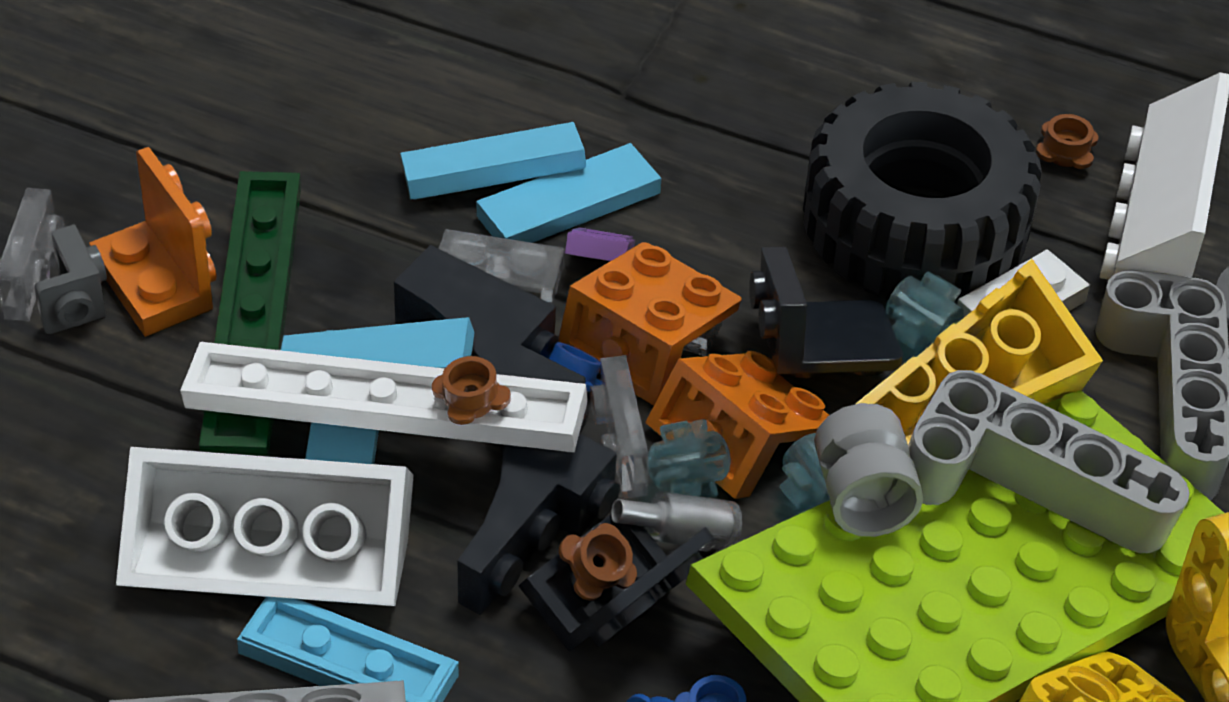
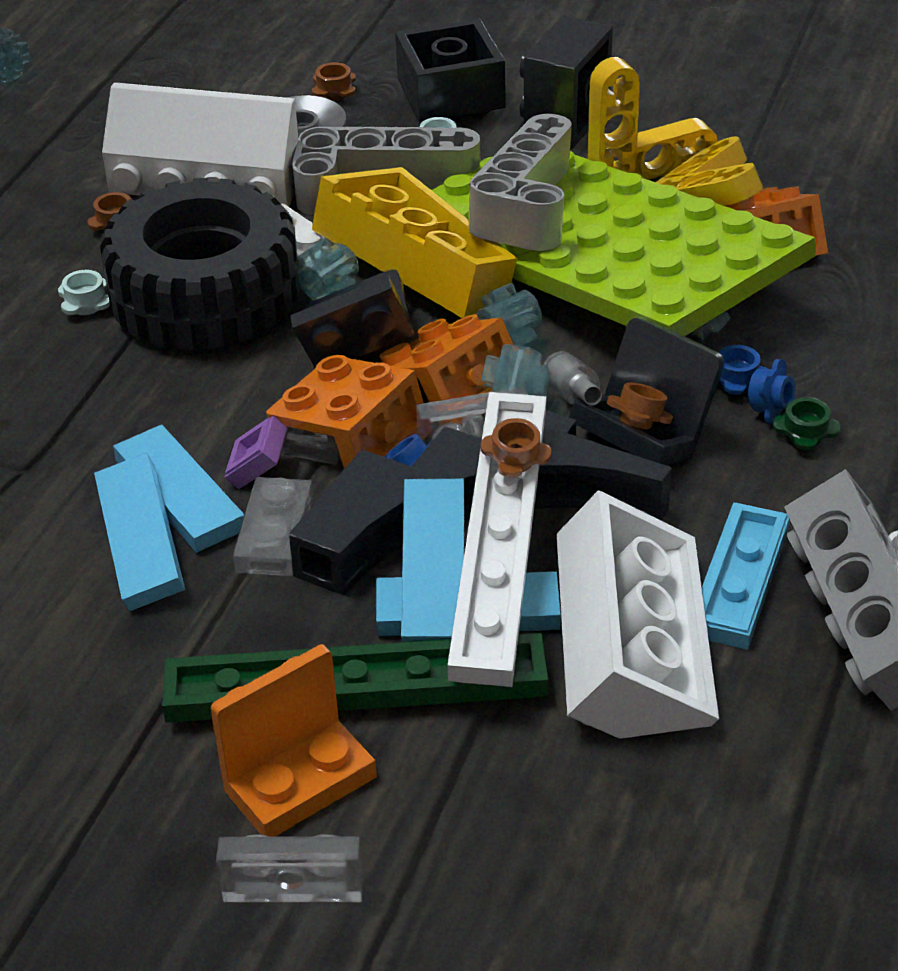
camera: 90 degrees left, 5 degrees down
(76, 292) = (334, 809): dark grey bracket -> none
(868, 470) = (588, 231): light grey wheel -> none

